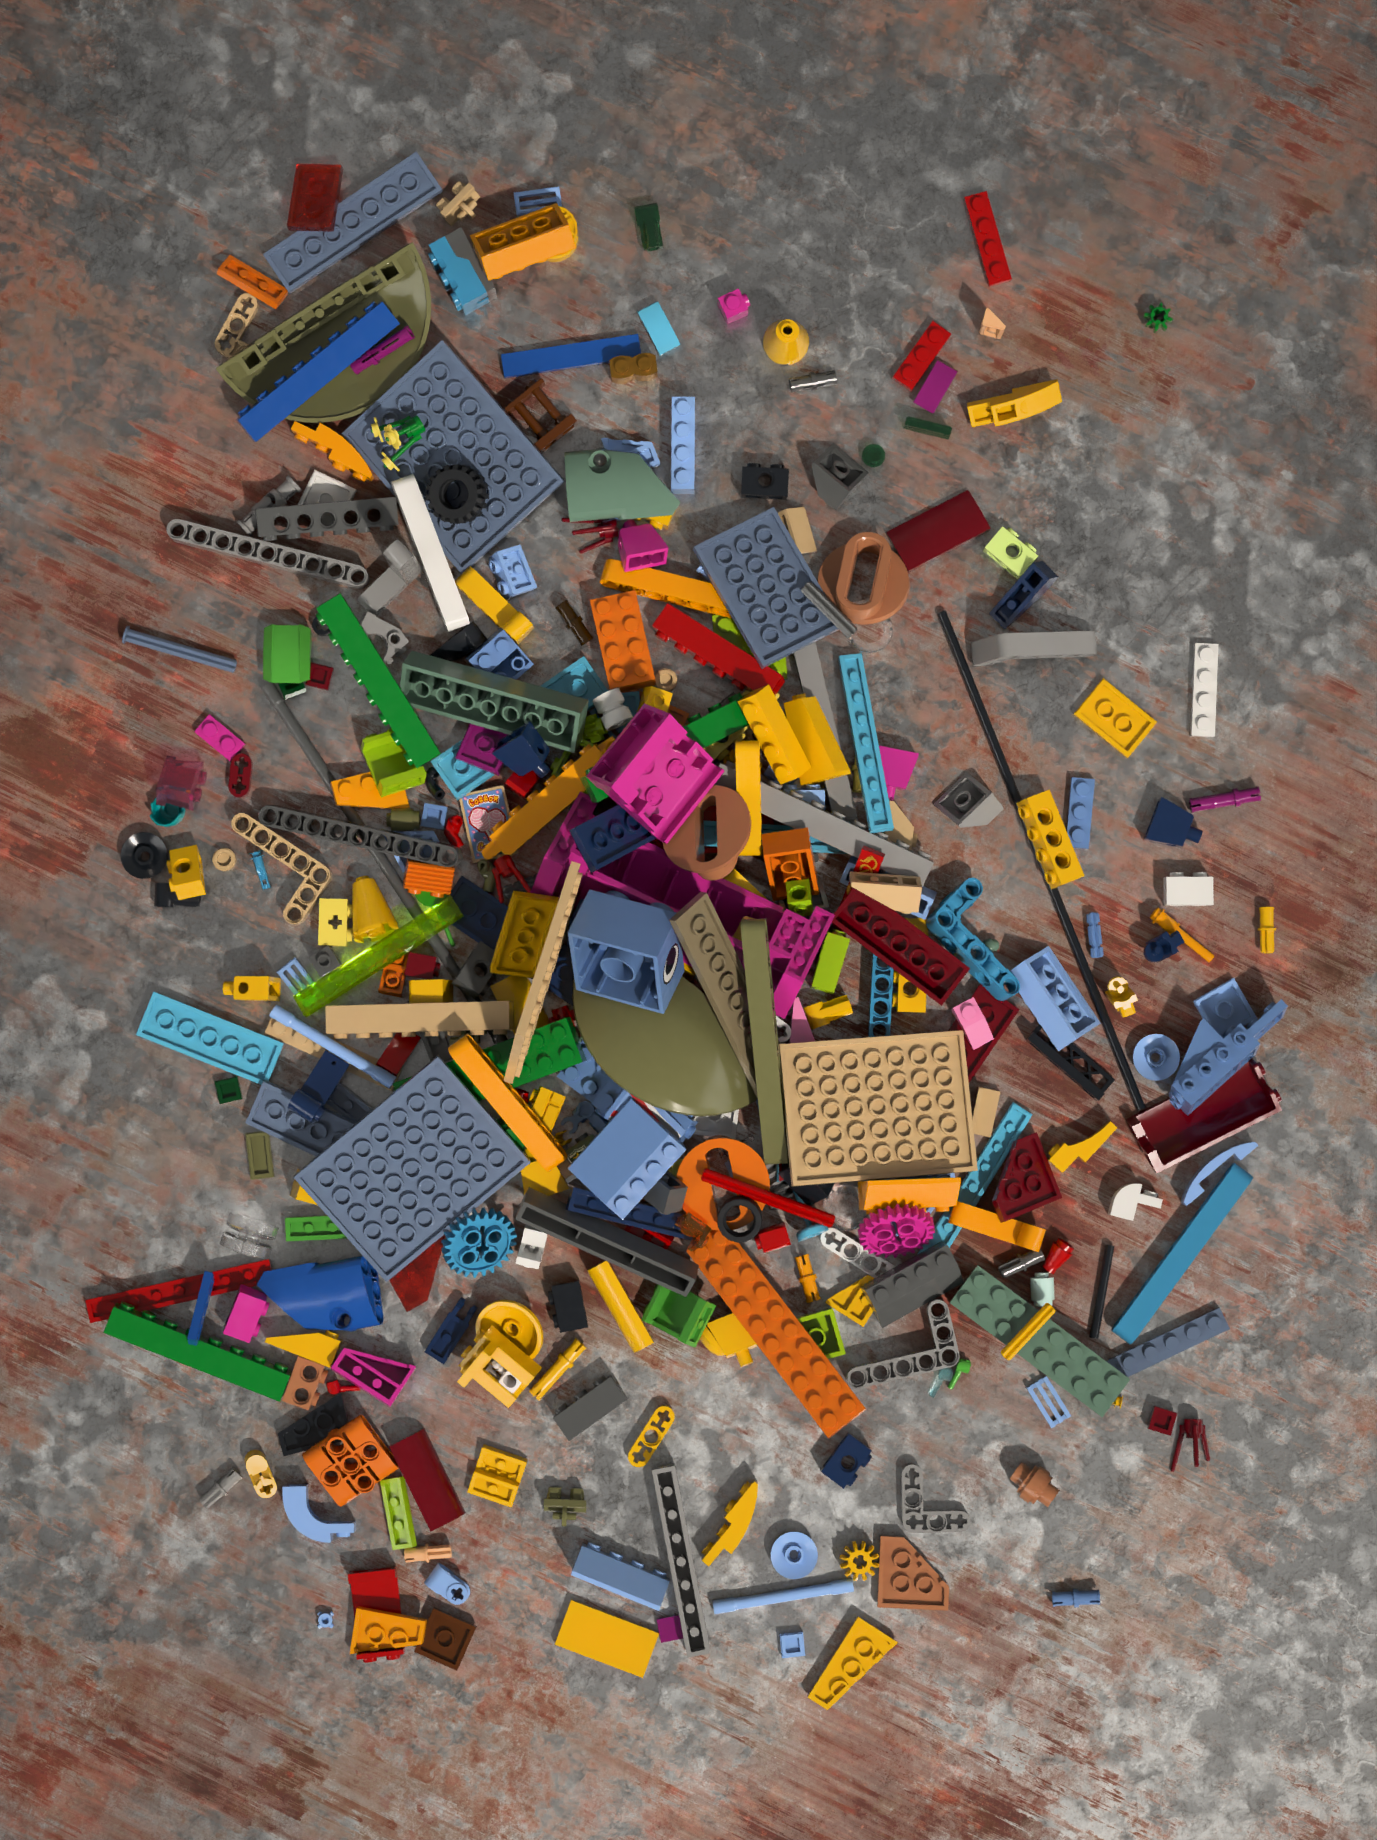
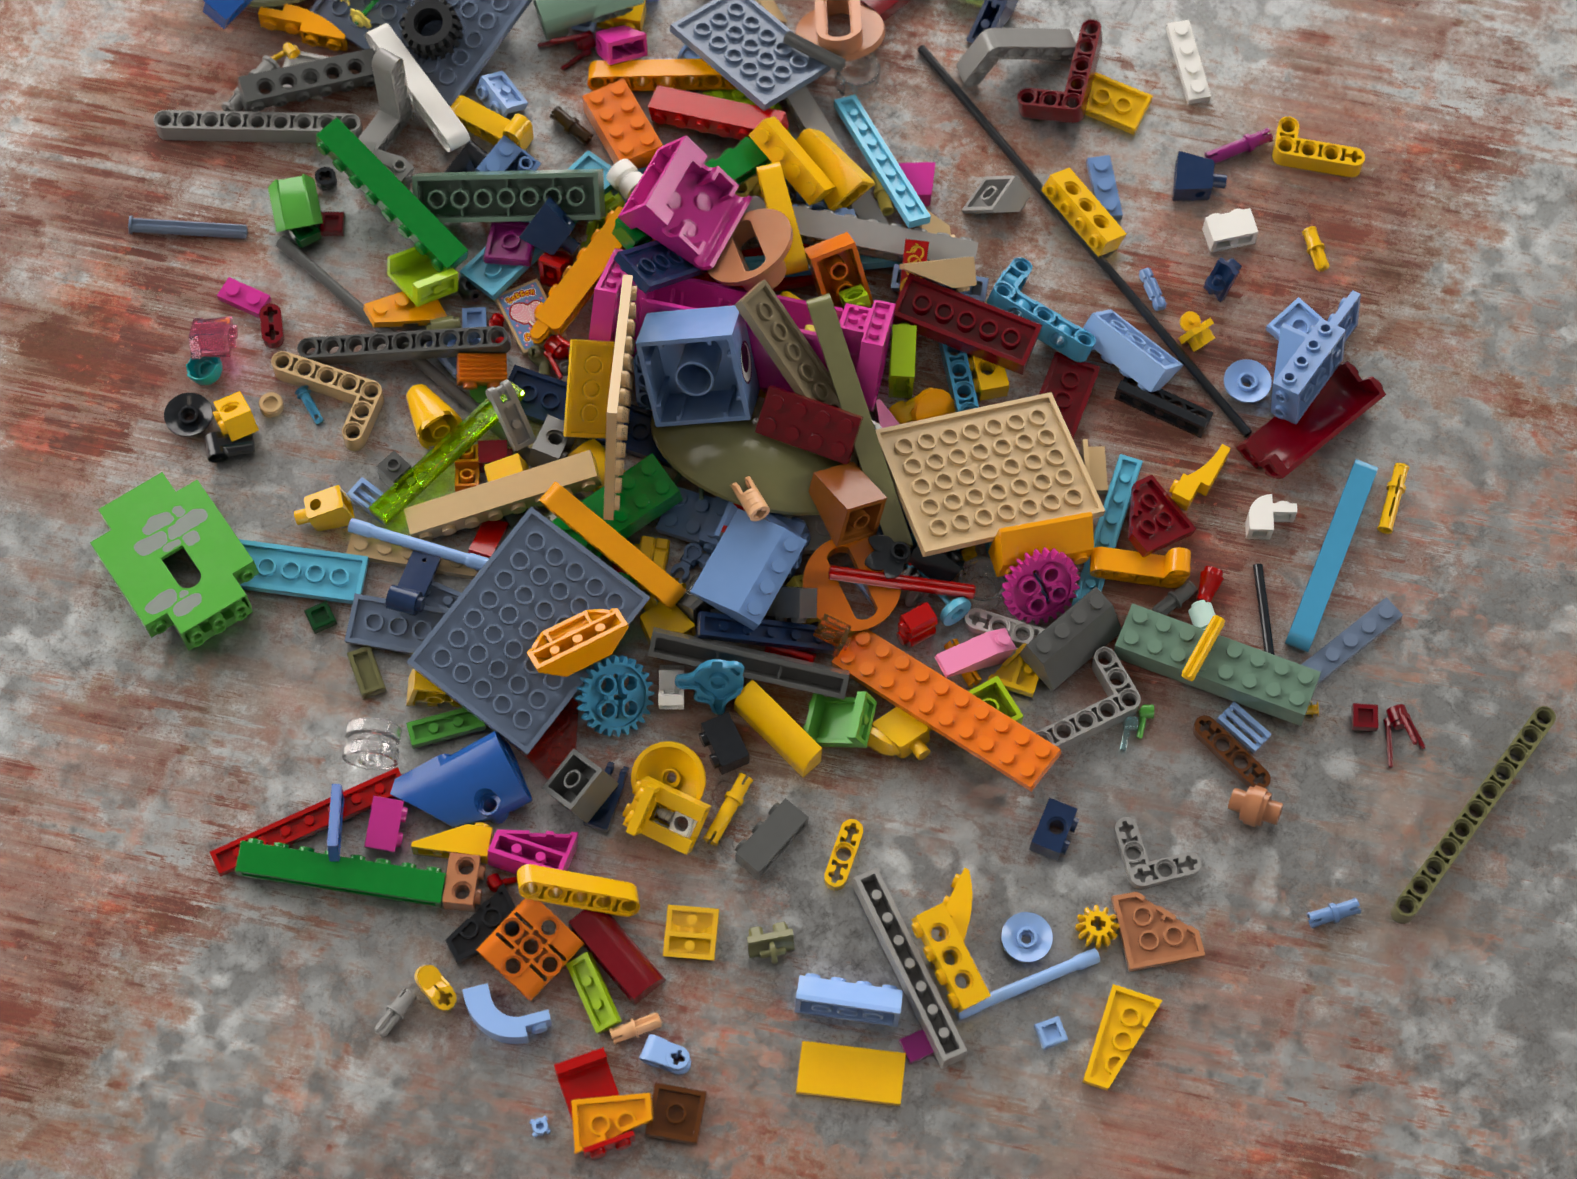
camera: 15 degrees left, 20 degrees down
(92, 970) = (153, 525): none -> bright green panel
(315, 475) = (288, 49): none -> yellow hand
(326, 932) = (393, 422): light yellow brick -> none
(403, 1423) = (578, 890): none -> yellow beam
(427, 1322) = (580, 785): none -> dark grey brick
(444, 939) = (511, 415): none -> light grey plate
(451, 1196) = (578, 642): none -> light orange wedge
(570, 1254) = (714, 683): none -> dark azure tile
(644, 1101) = (751, 500): none -> light nougat hinge
(716, 1035) = (808, 424): none -> dark red plate
(729, 1601) = (952, 943): none -> yellow brick
(734, 1113) = (847, 502): none -> dark orange slope
(742, 1236) = (886, 591): black tyre -> none
(757, 1172) = (884, 556): none -> black plate
(819, 1279) = (977, 653): none -> bright pink slope
(846, 1020) = (932, 403): none -> light orange tile
(972, 1023) = (1057, 378): bright pink slope -> none
(1026, 1426) = (1235, 750): none -> reddish brown beam
(1083, 691) = (1070, 104): none -> dark red beam
(1170, 925) = (1210, 259): light orange pin -> none
(1193, 1188) = (1352, 449): light blue slope -> none
(1220, 1539) = (1466, 821): none -> olive beam
(1258, 1209) = (1393, 498): none -> yellow pin
(1301, 824) = (1346, 160): none -> yellow beam

